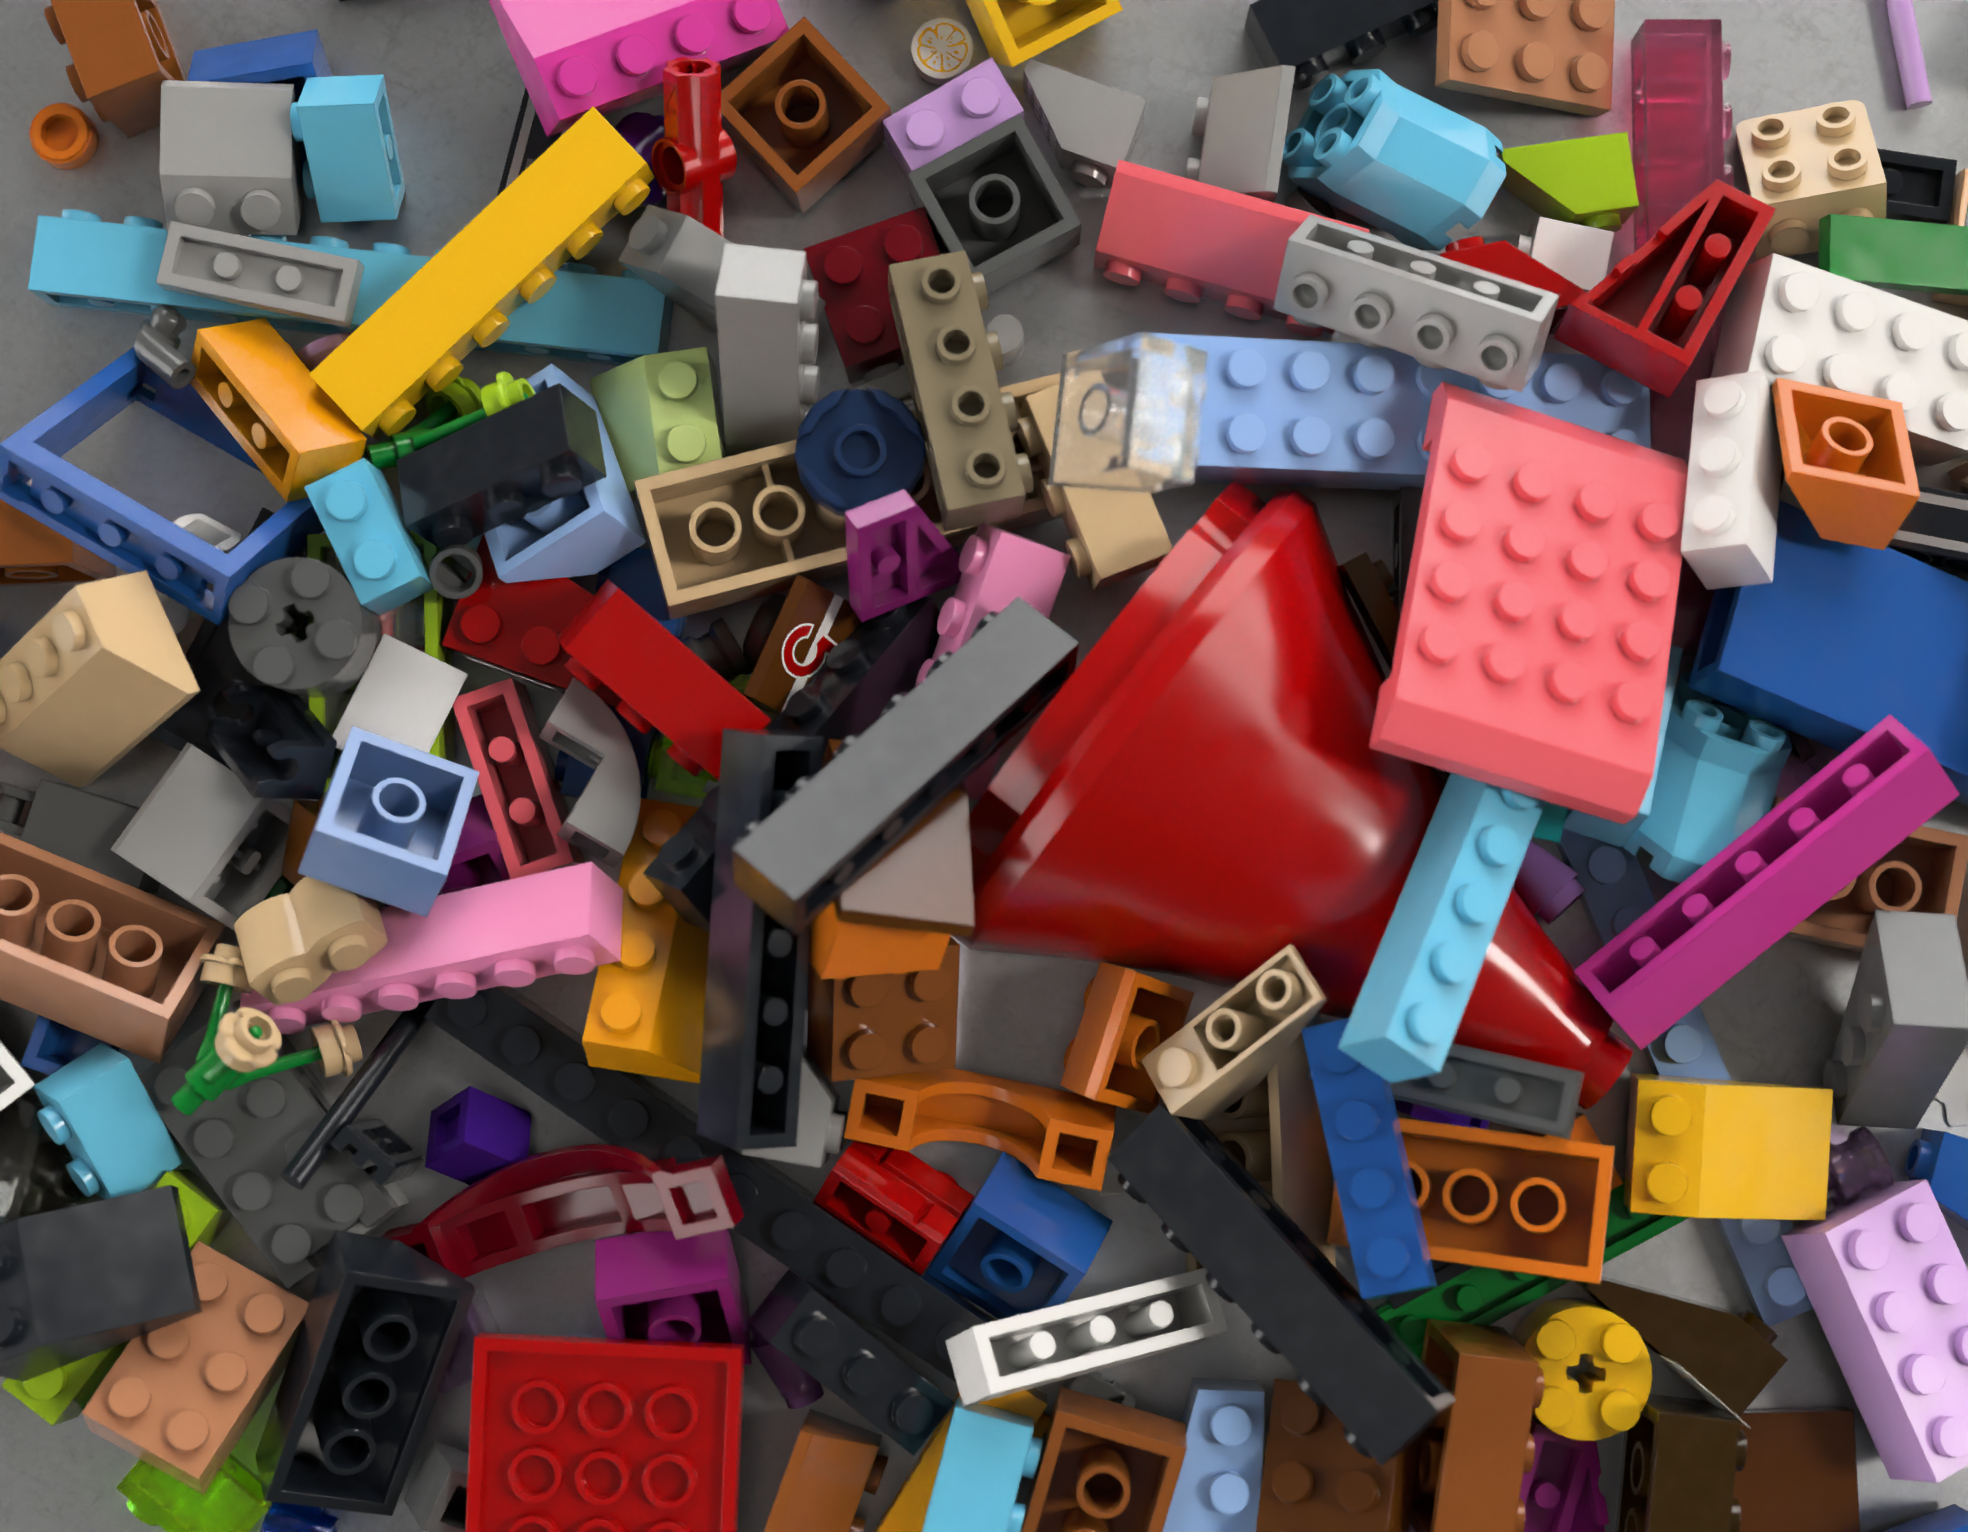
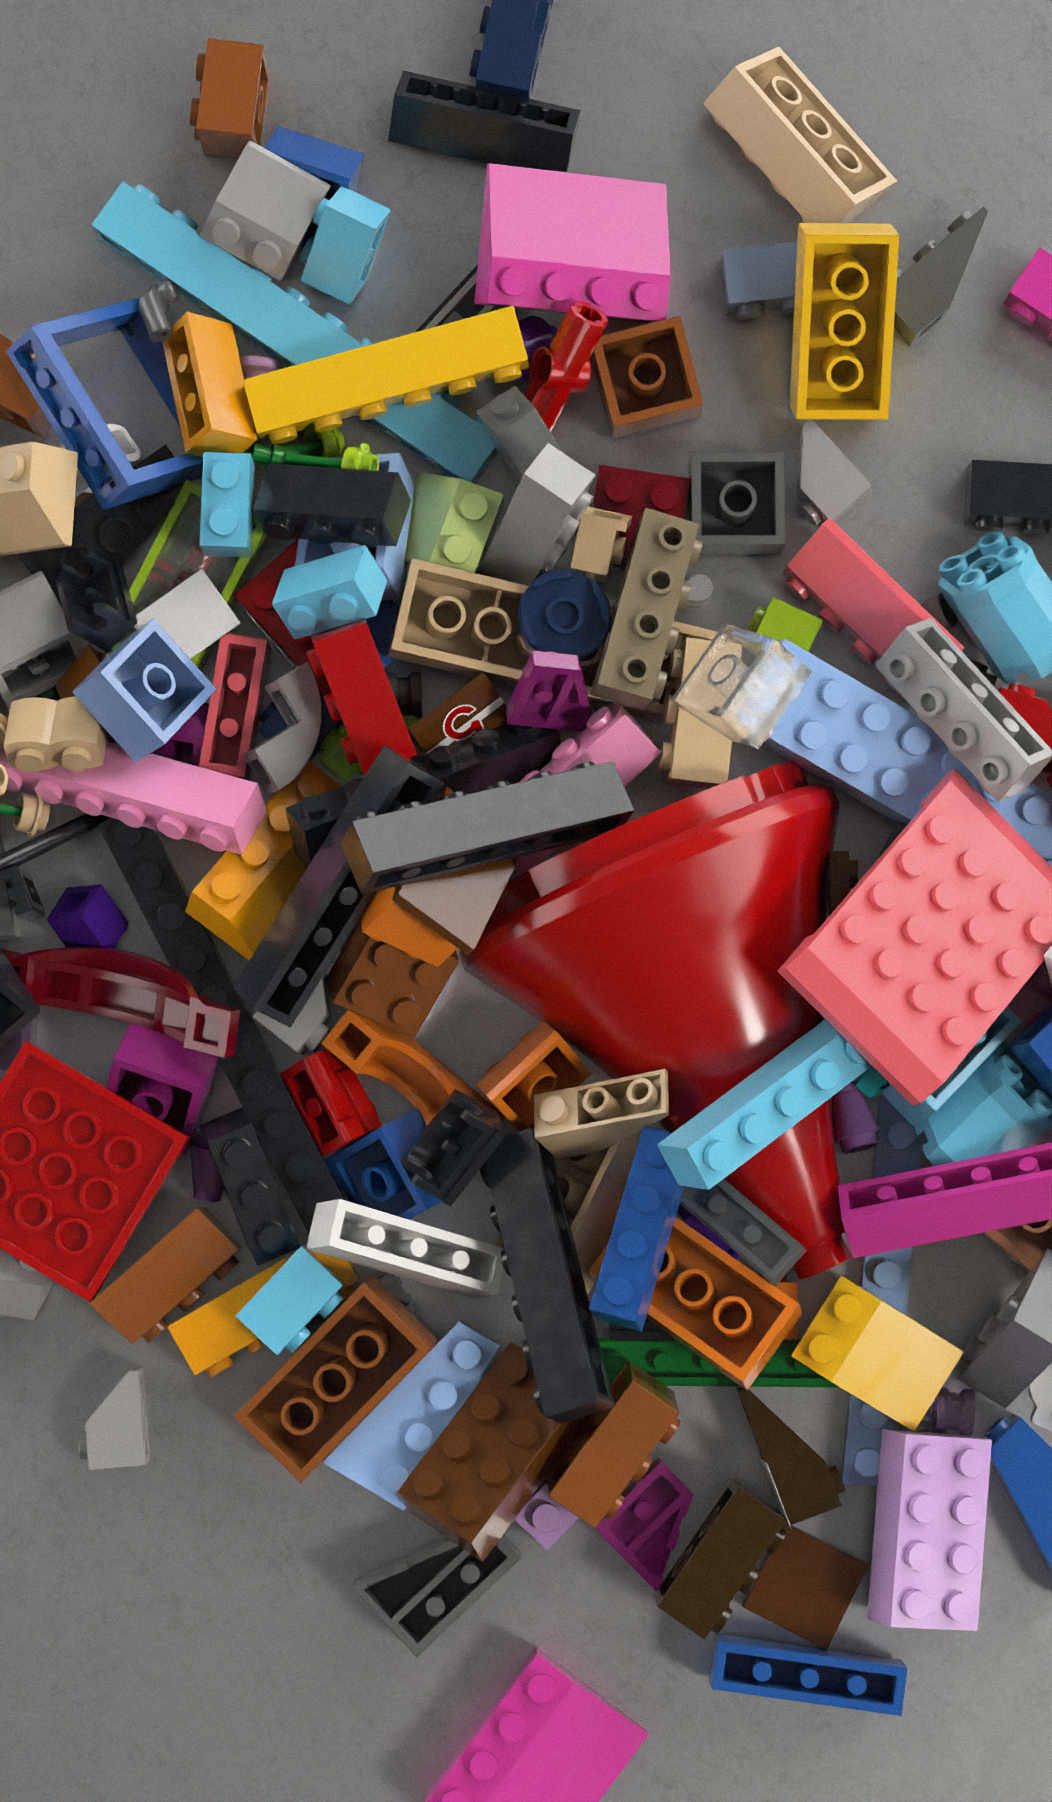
camera: 20 degrees right, 0 degrees up
(64, 136) = (163, 133): orange tile -> none
(260, 274) = (245, 296): light grey plate -> none
(270, 611) = (138, 518): dark grey brick -> none
(448, 580) = (260, 557): dark grey hinge -> none
(554, 576) = (329, 592): none -> medium azure brick
(761, 627) = (442, 692): dark grey piece -> none
(855, 341) = (599, 543): none -> tan brick
(942, 50) = (760, 381): white tile -> none
(950, 116) = (740, 430): lavender brick -> none
(1078, 1180) = (453, 1147): none -> black hinge
(1132, 315) = (786, 622): none -> lime brick
(1243, 131) = (921, 542): light grey slope -> none
(1618, 1373) = (718, 1467): yellow brick -> none

